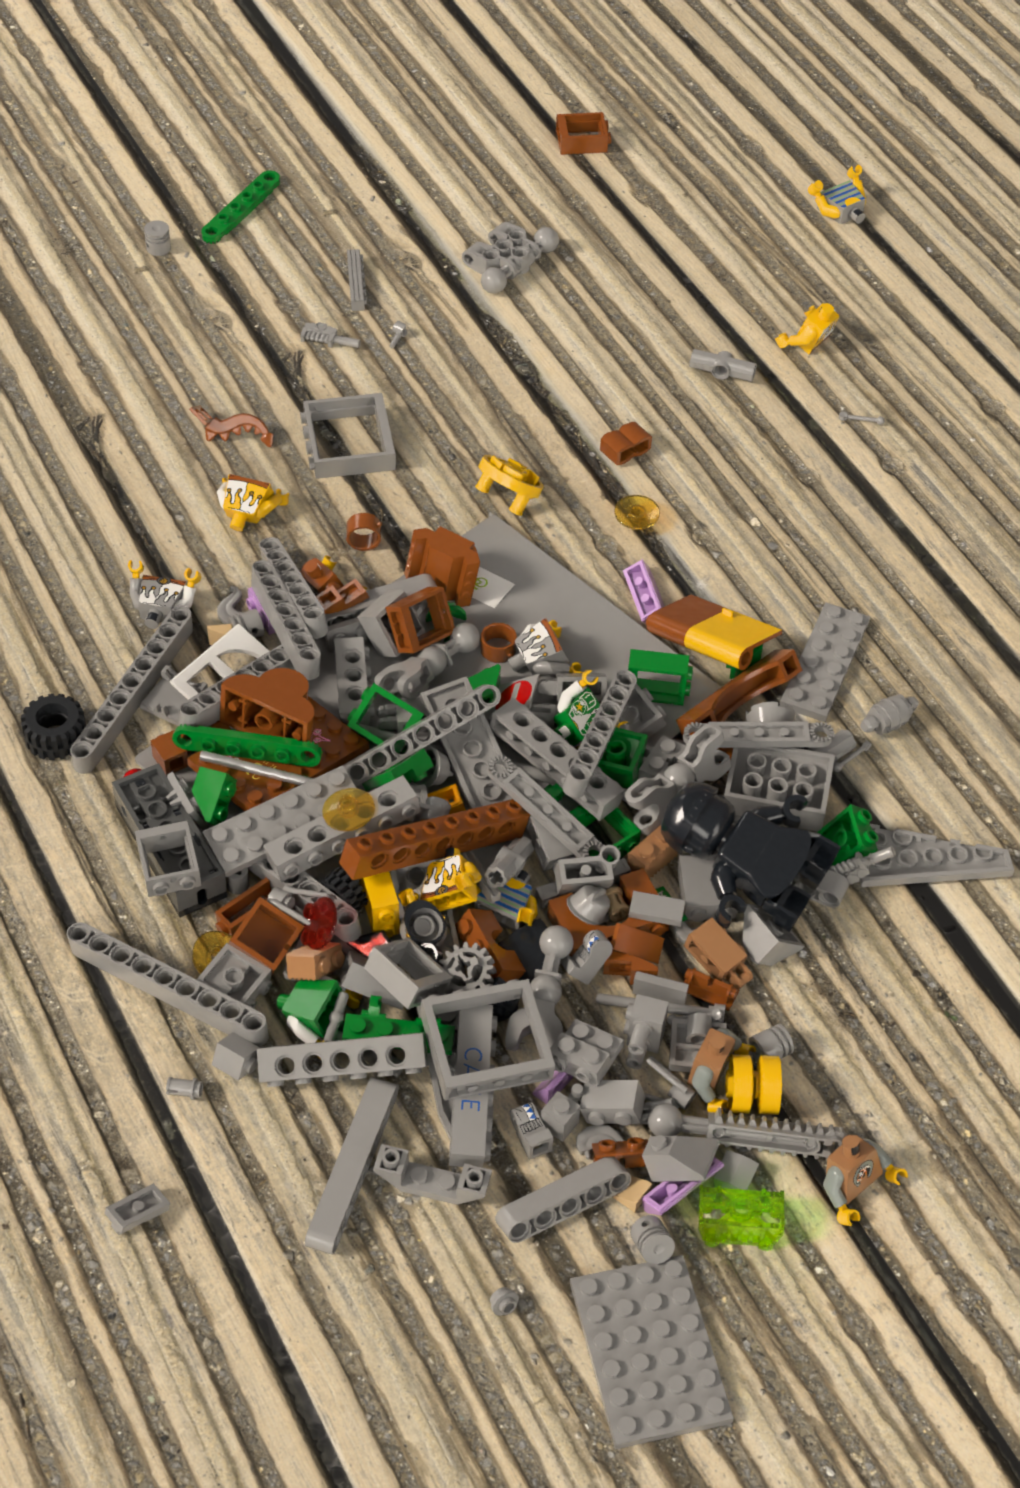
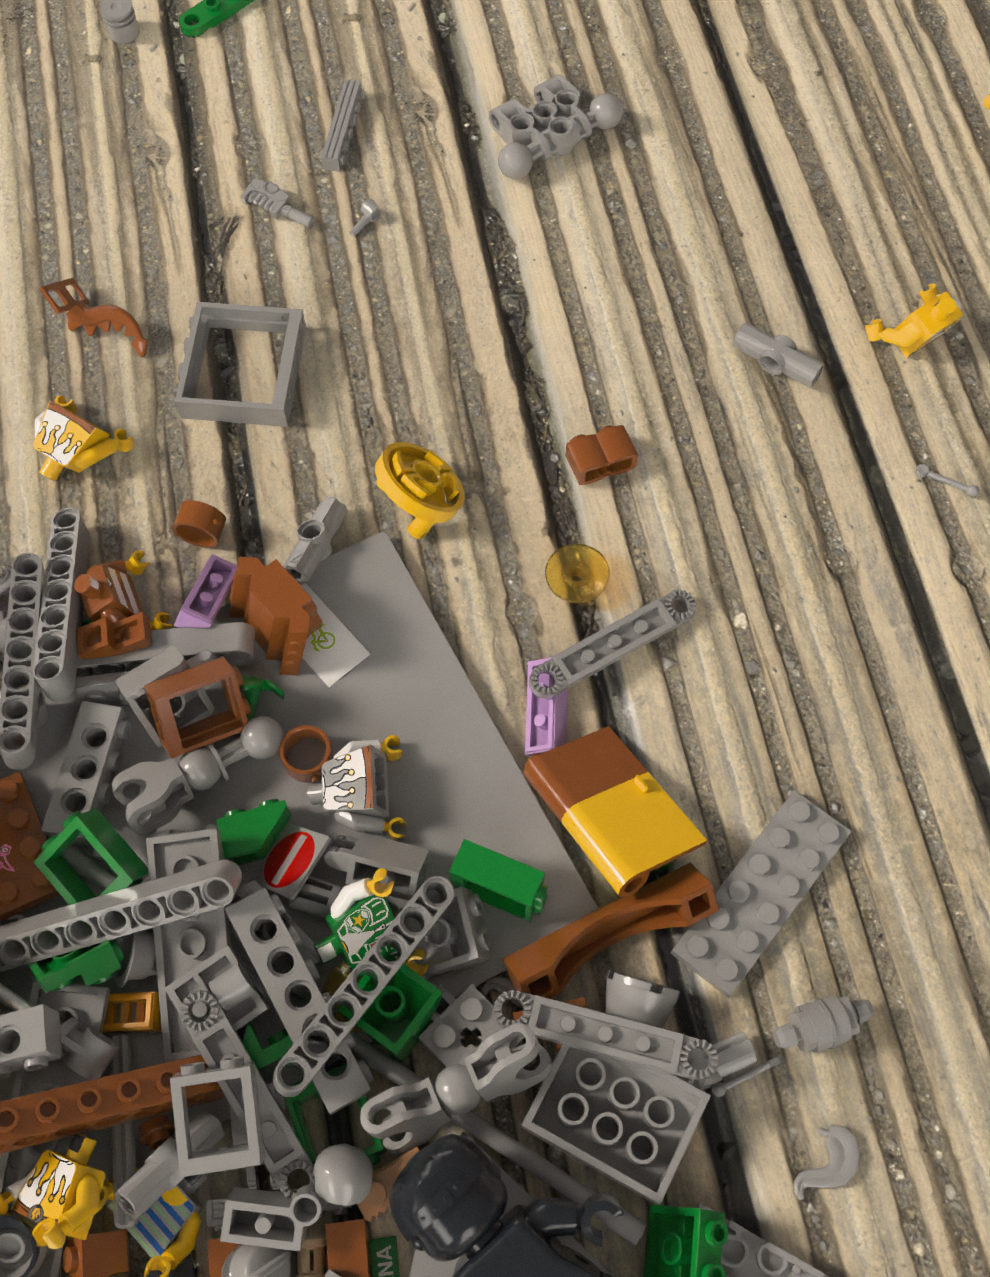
camera: 20 degrees right, 15 degrees up
(389, 567) = (207, 594): none -> lavender slope
(451, 516) = (315, 539): none -> light grey piece
(487, 856) = (155, 1131): none -> dark orange plate
(515, 751) = (227, 981): none -> light grey plate
(544, 840) = (225, 1157): none -> light grey window
(624, 836) = (343, 1174): none -> light grey hair
(676, 545) = (612, 643): none -> light grey plate
(926, 788) = (842, 1164): none -> light grey piece

